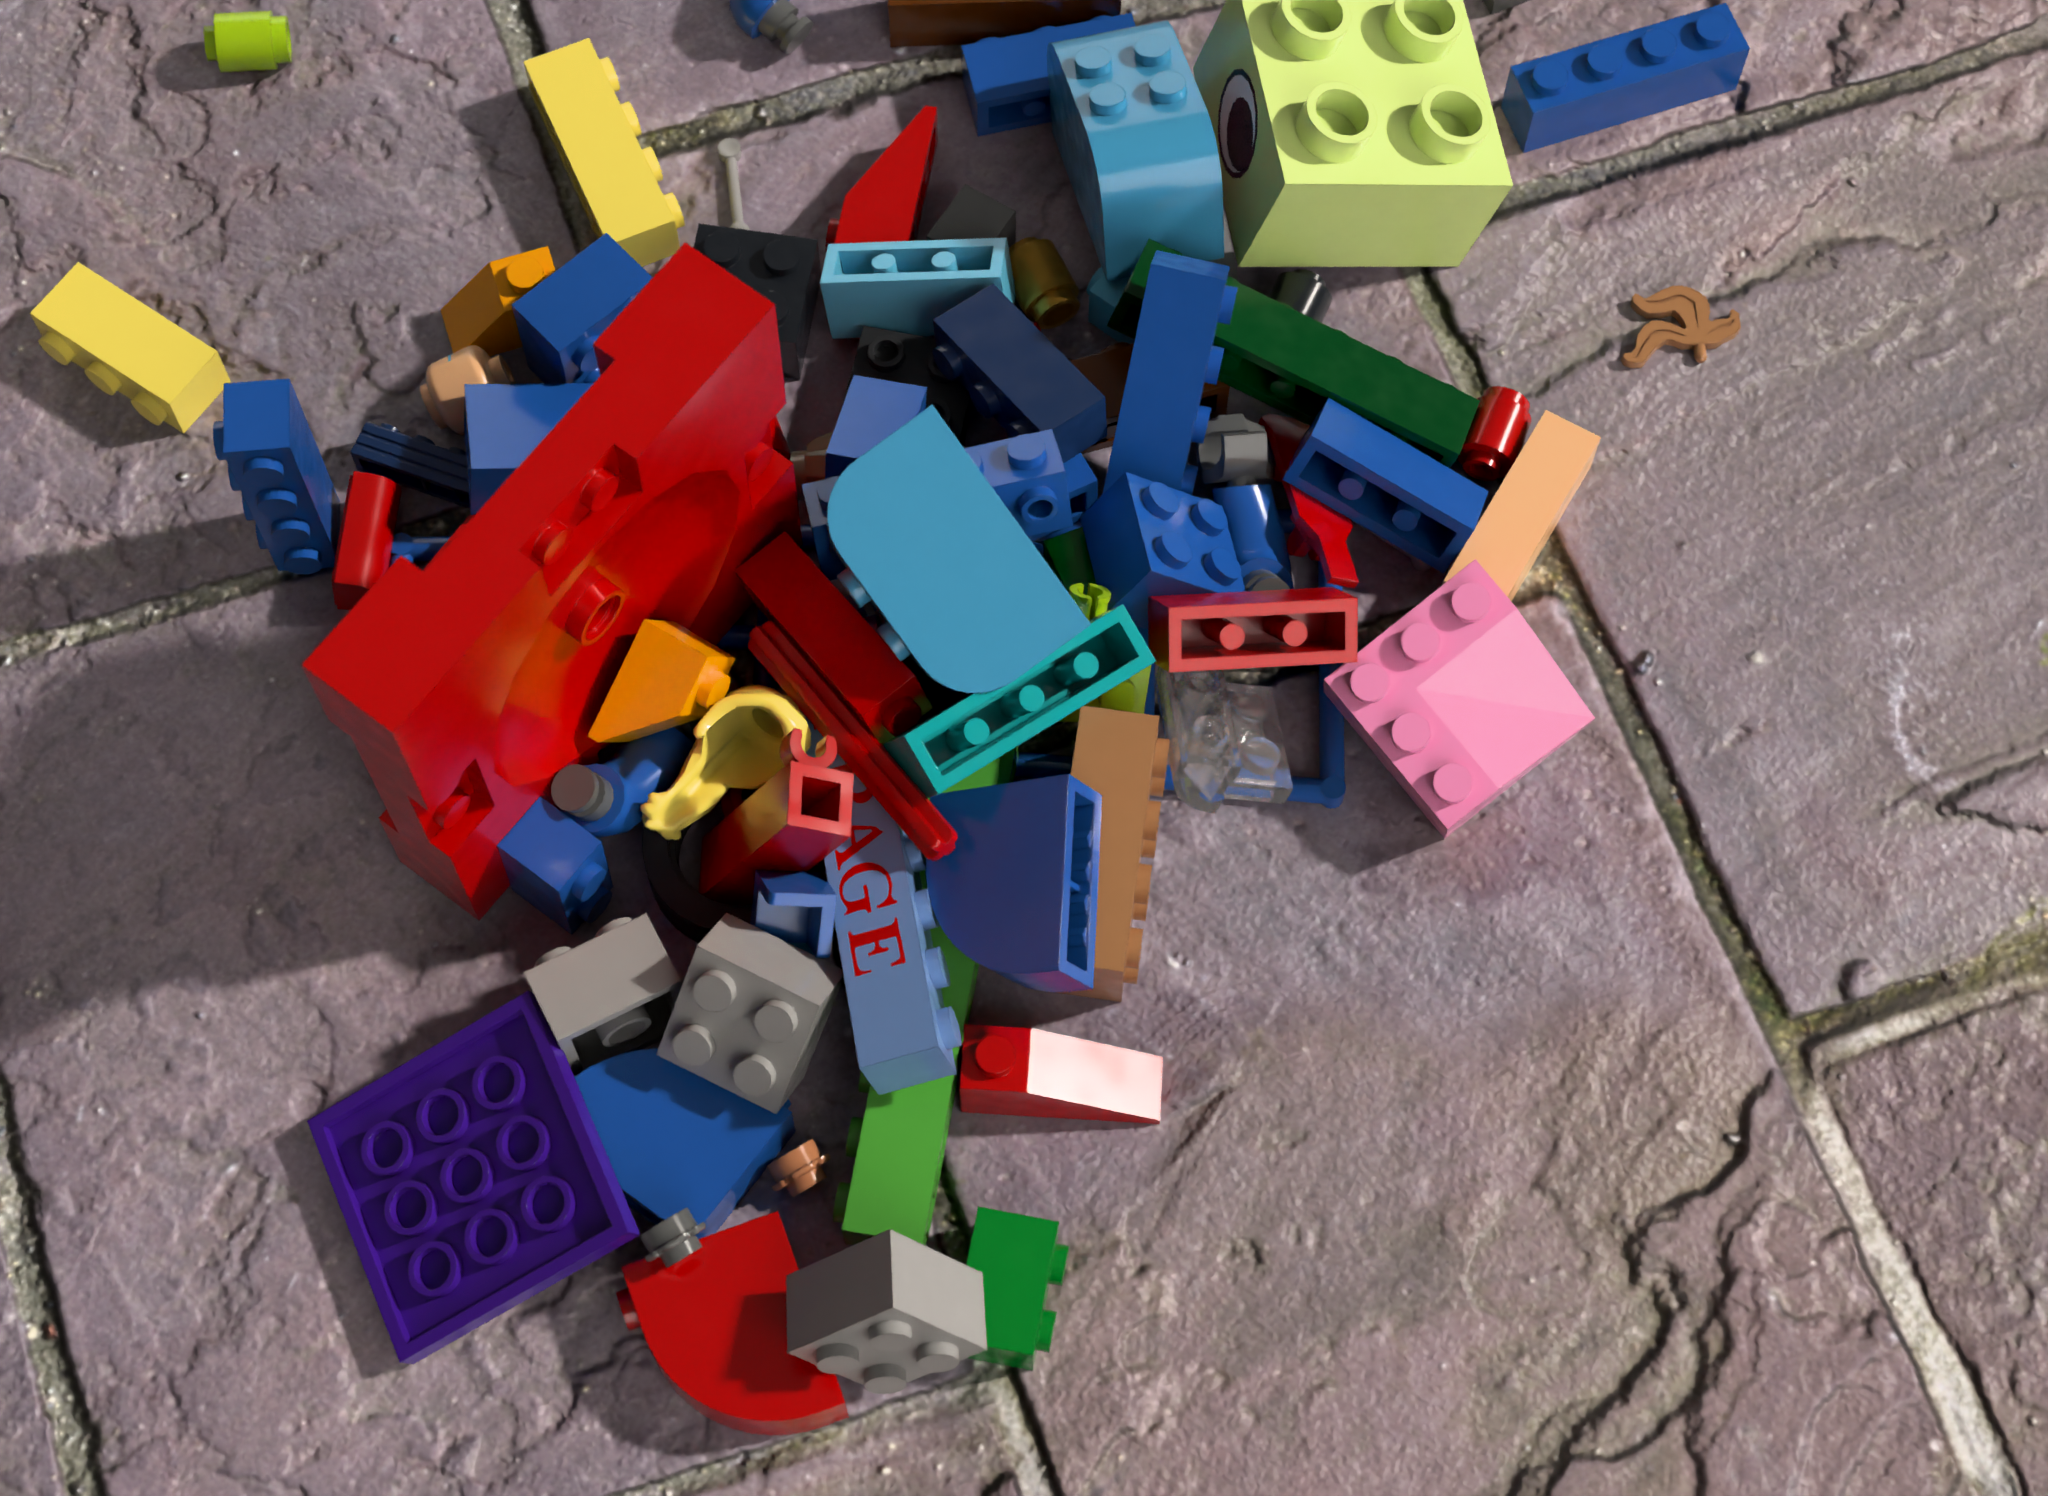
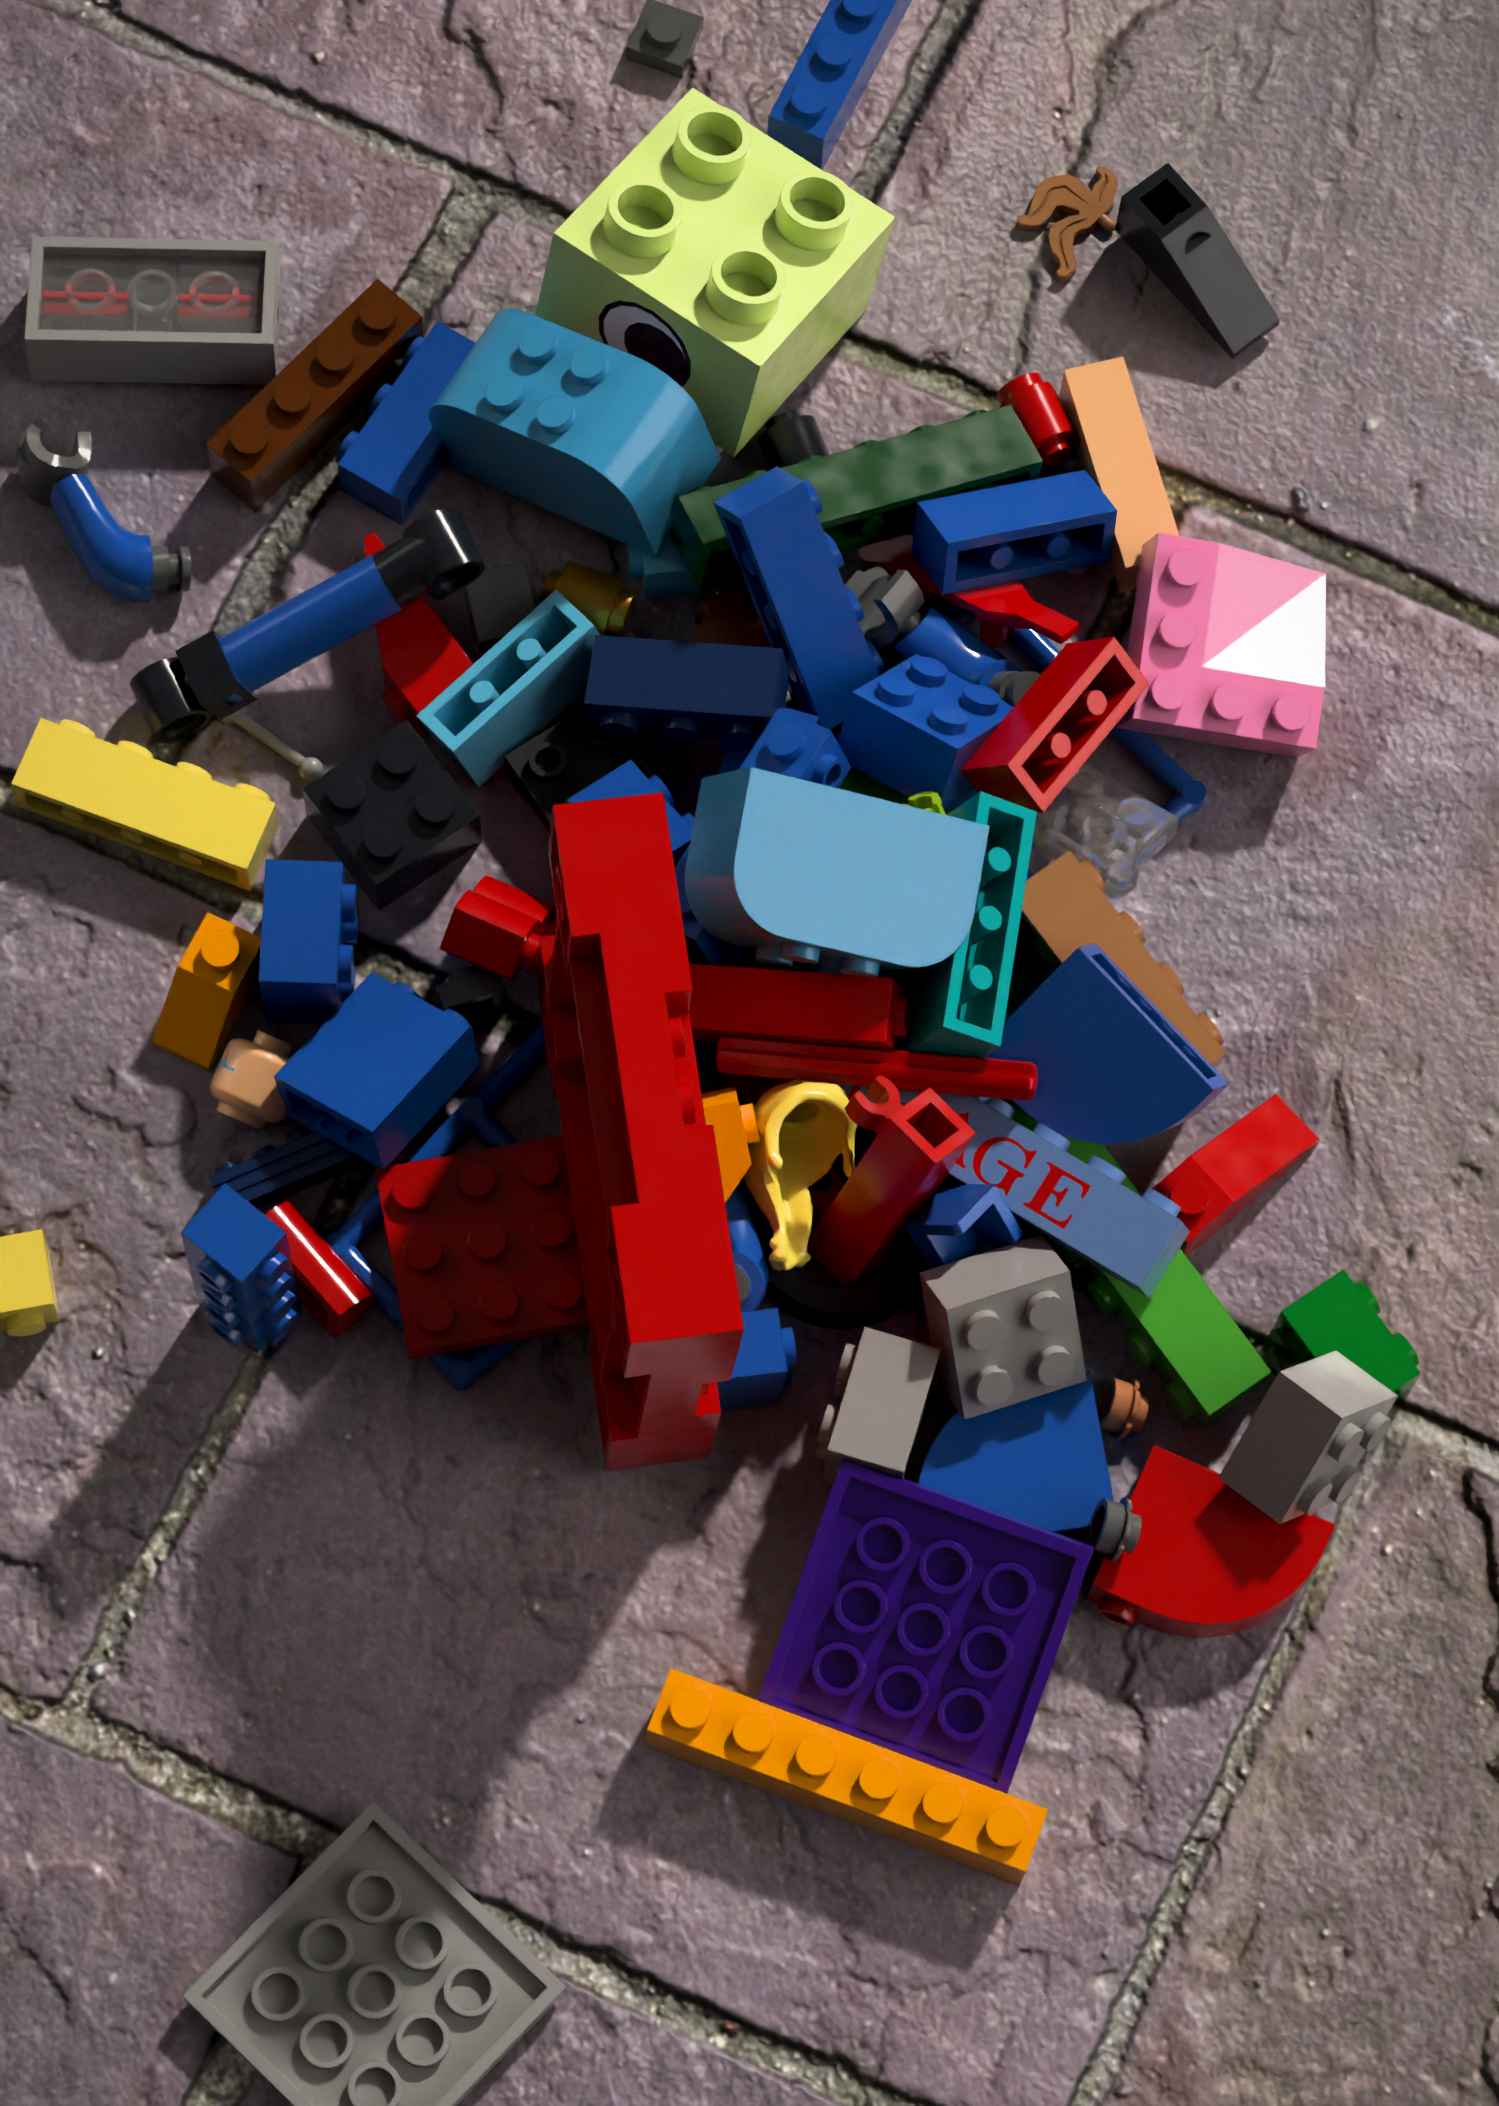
camera: 50 degrees left, 5 degrees up
(309, 1234) = (845, 1776): none -> light orange brick
(742, 114) = (224, 671): none -> piece
(1733, 423) = (1194, 259): none -> black slope

